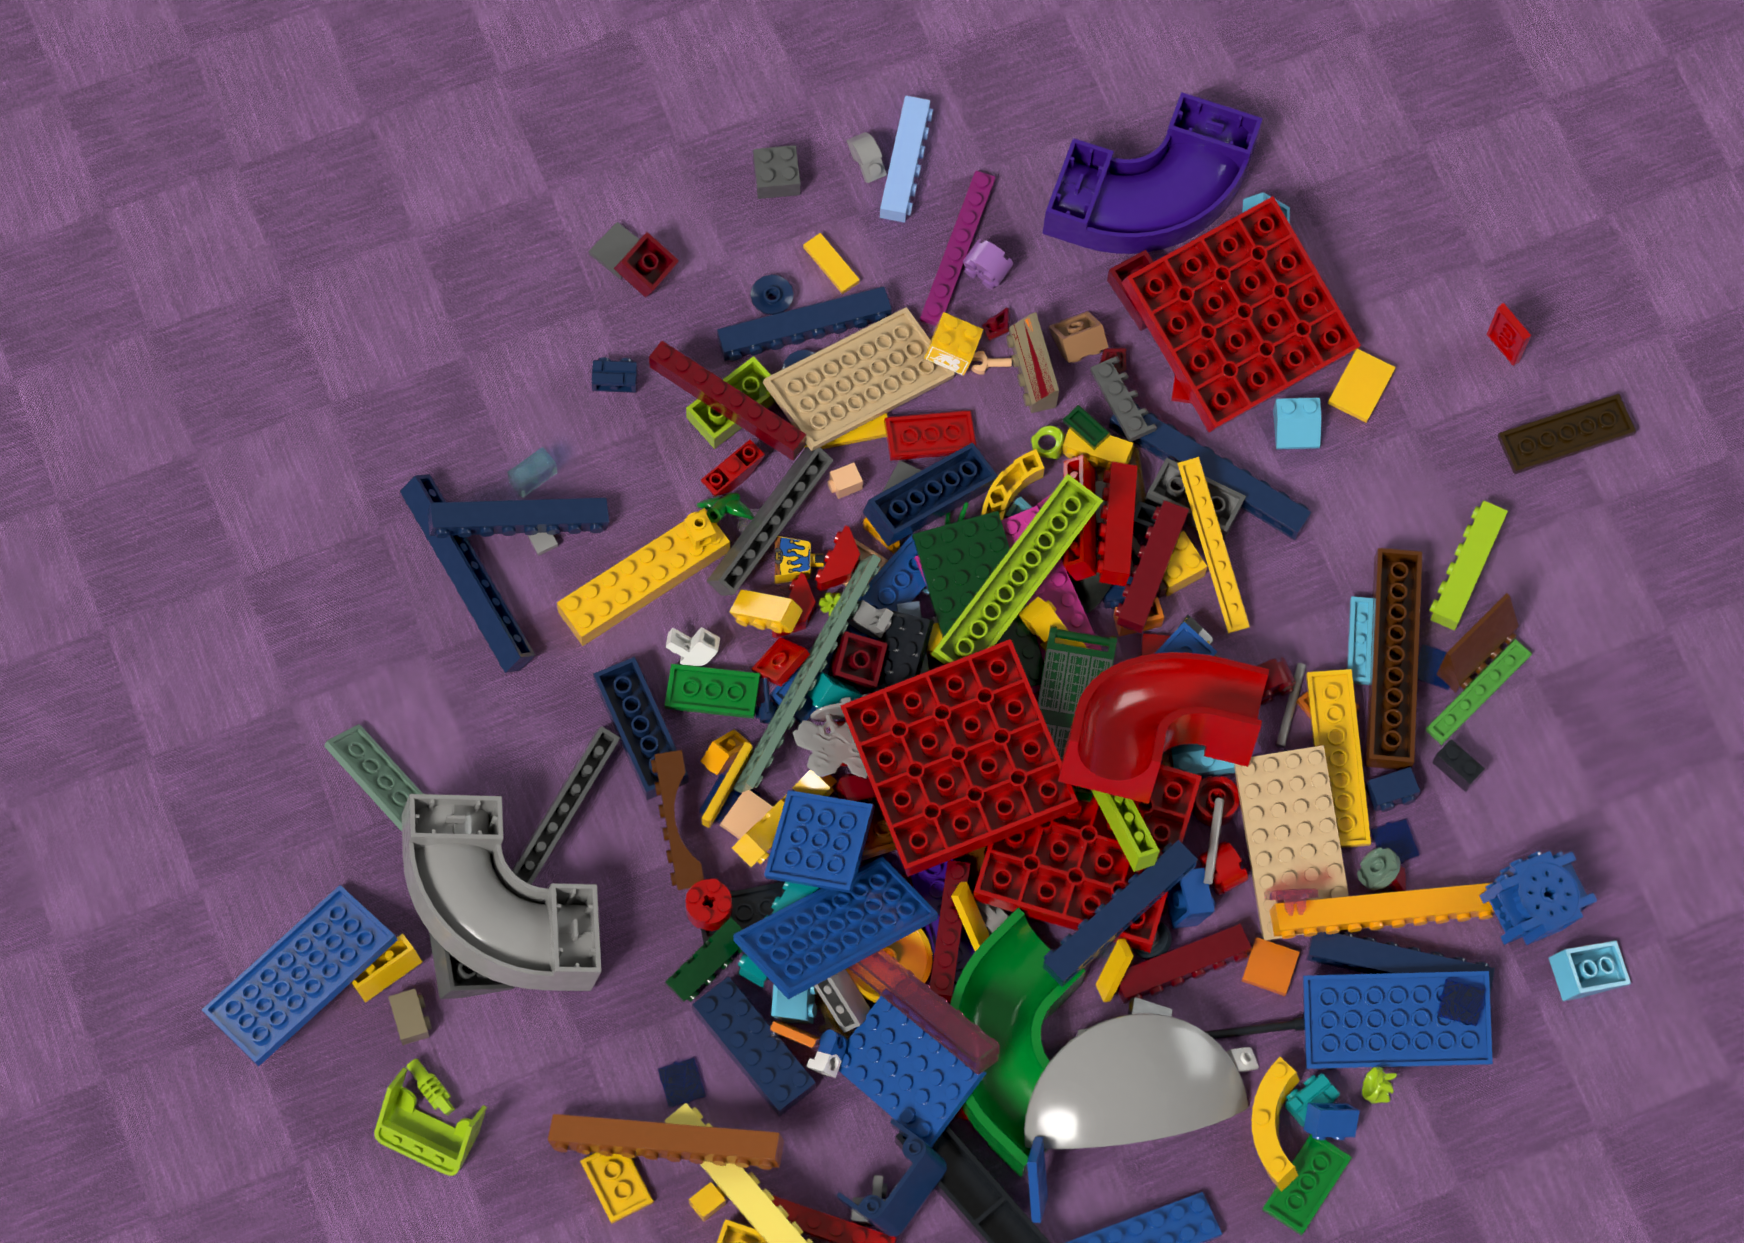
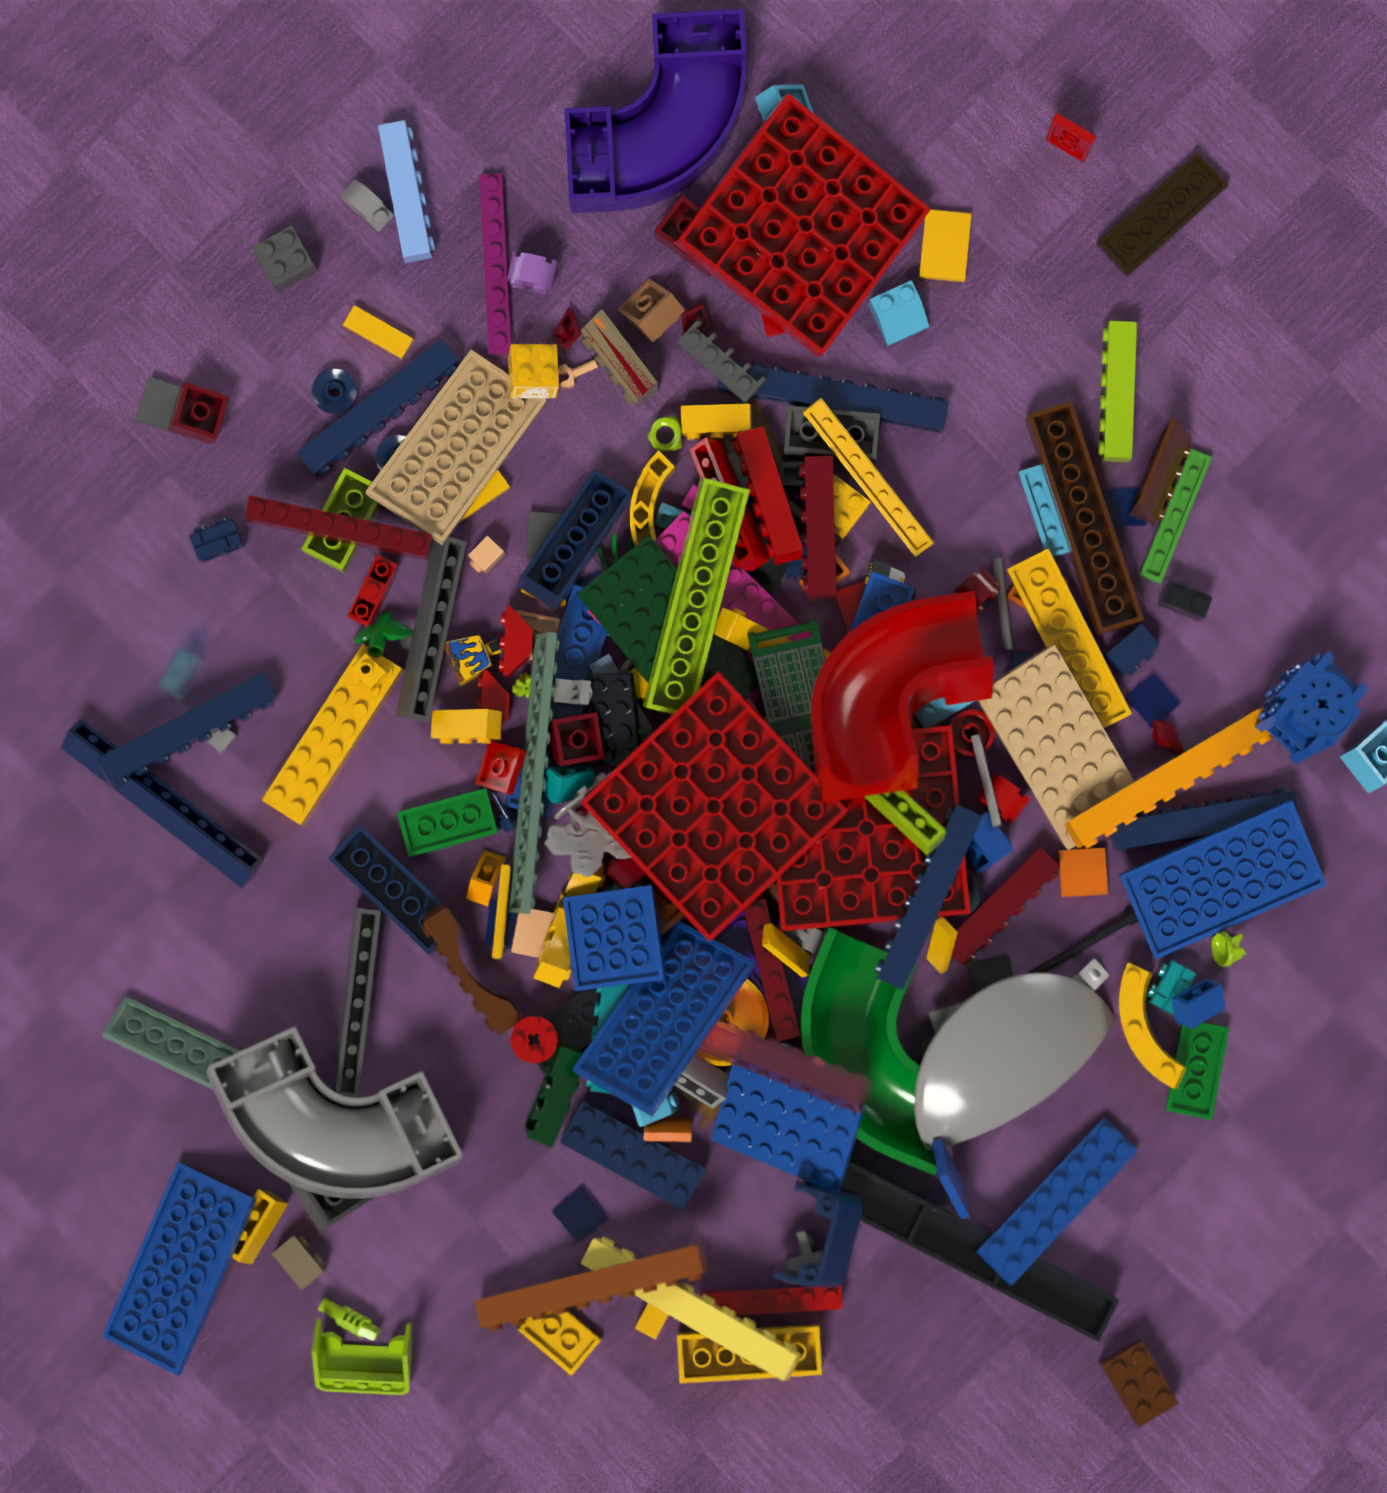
camera: 15 degrees left, 15 degrees up
(694, 650) = (413, 790): white brick -> none
(829, 1054) = (707, 1135): leg -> none
(928, 434) = (548, 473): red tile -> none
(1086, 427) = (697, 406): dark green tile -> none
(1291, 897) = (1081, 807): clear pink piece -> none
(1379, 868) = (1149, 736): sand green tile -> none
(1461, 1002) = (1277, 840): clear blue piece -> none

